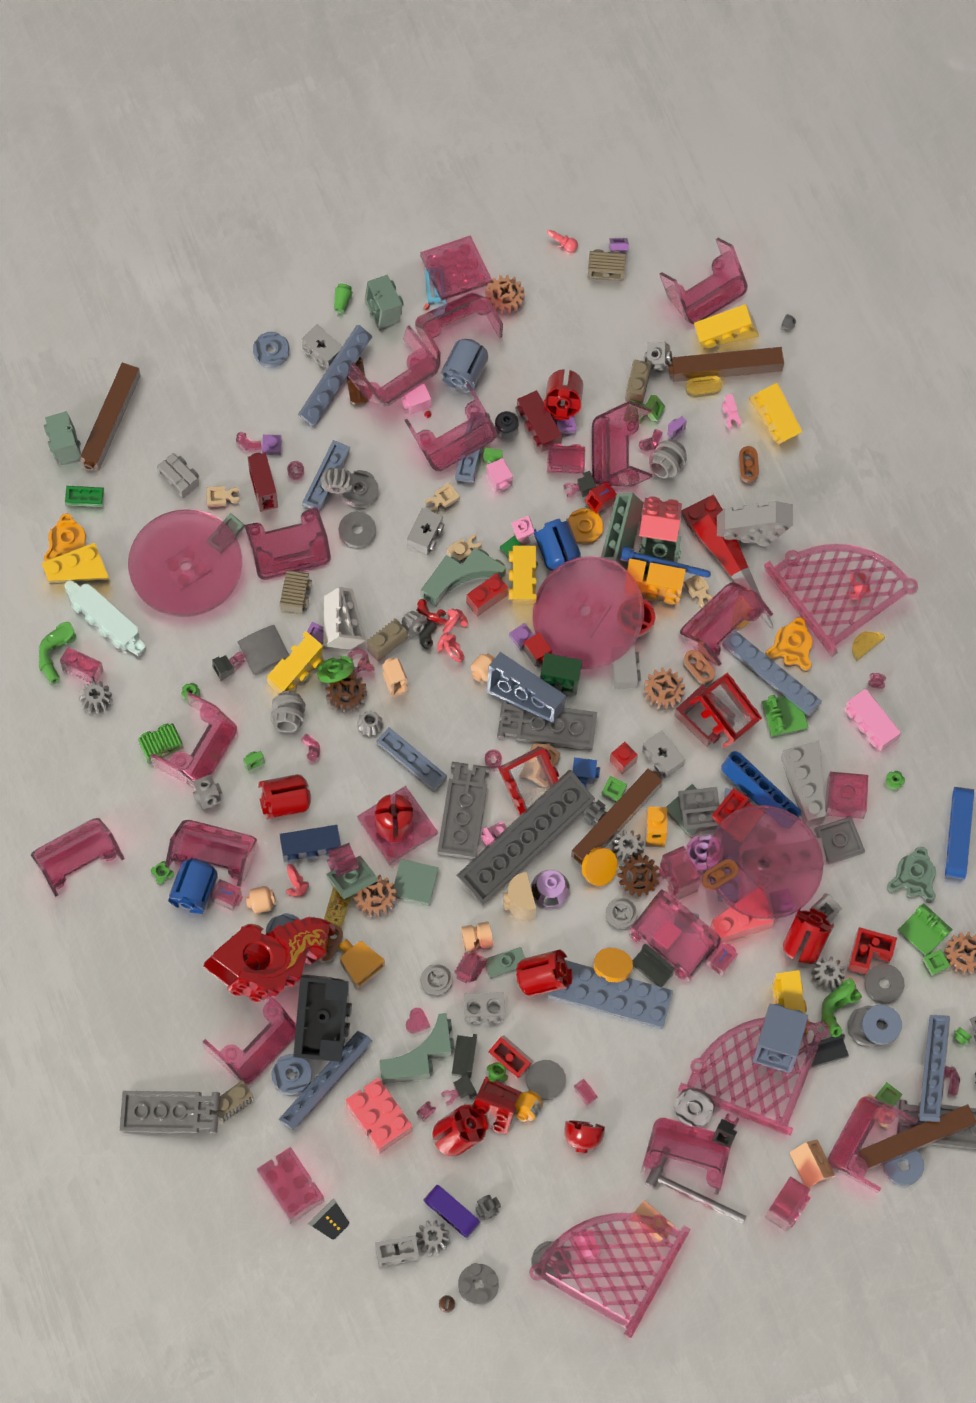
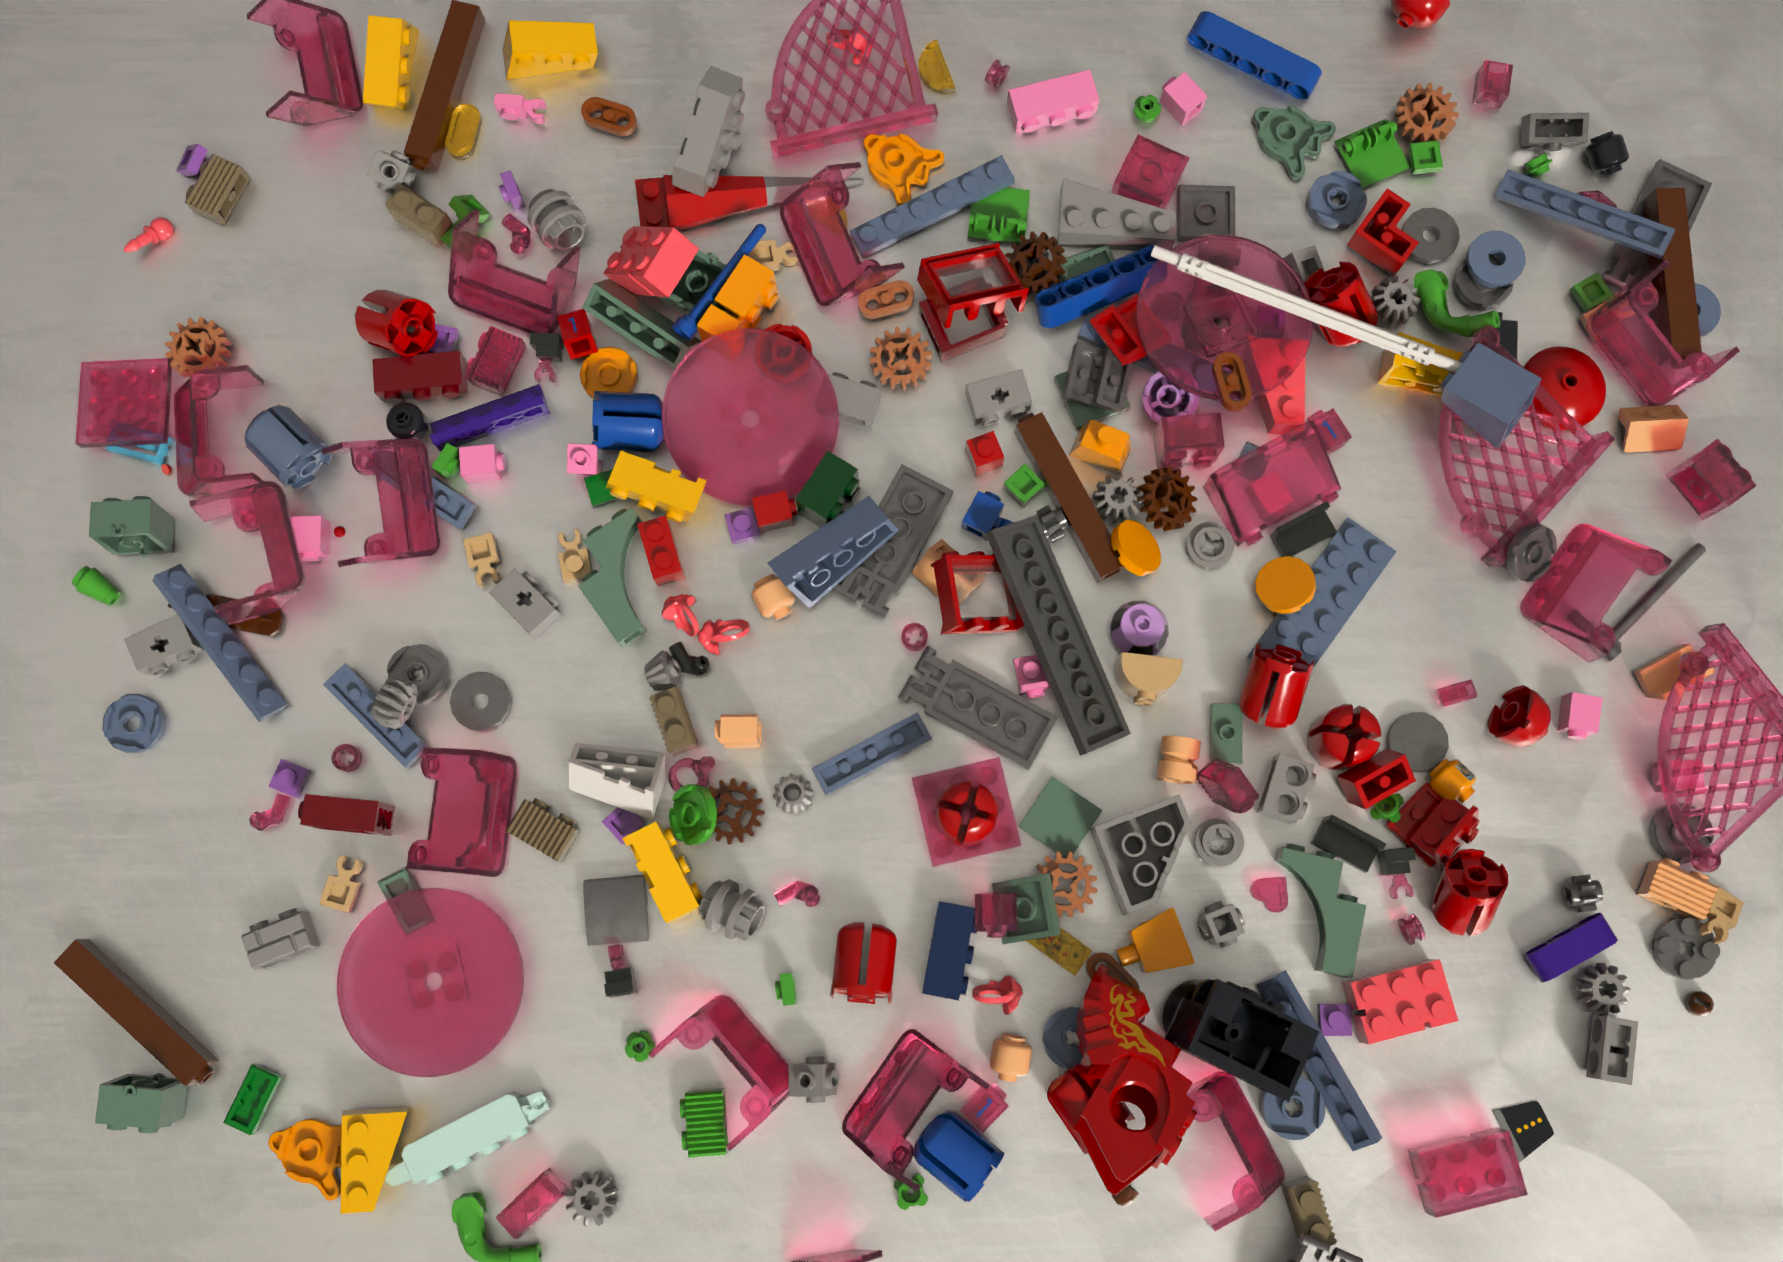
camera: 65 degrees left, 10 degrees up
(205, 992) = (1126, 1196): none -> reddish brown hinge
(353, 1083) = (1335, 1019): none -> medium lavender plate
(385, 987) = (1232, 924): none -> light grey brick
(412, 932) = (1142, 850): none -> light grey brick
(433, 617) = (649, 651): red piece -> none
(509, 1296) = (1722, 915): none -> tan plate
(513, 1265) = (1677, 889): none -> light nougat brick
(518, 1030) = (1344, 737): none -> red cylinder
(529, 469) = (490, 418): none -> dark purple fence
(601, 1172) = (1579, 715): none -> bright pink brick
(724, 1133) = (1577, 524): pearl dark grey piece -> none
(759, 745) = (1035, 251): none -> reddish brown gear
(773, 775) = (1086, 261): none -> sand green plate
(788, 904) = (1306, 309): none -> white axle
(819, 1113) = (1582, 399): none -> red dish
(890, 908) = (1334, 215): none -> sand blue plate
(910, 798) = (1182, 98): none -> bright pink brick

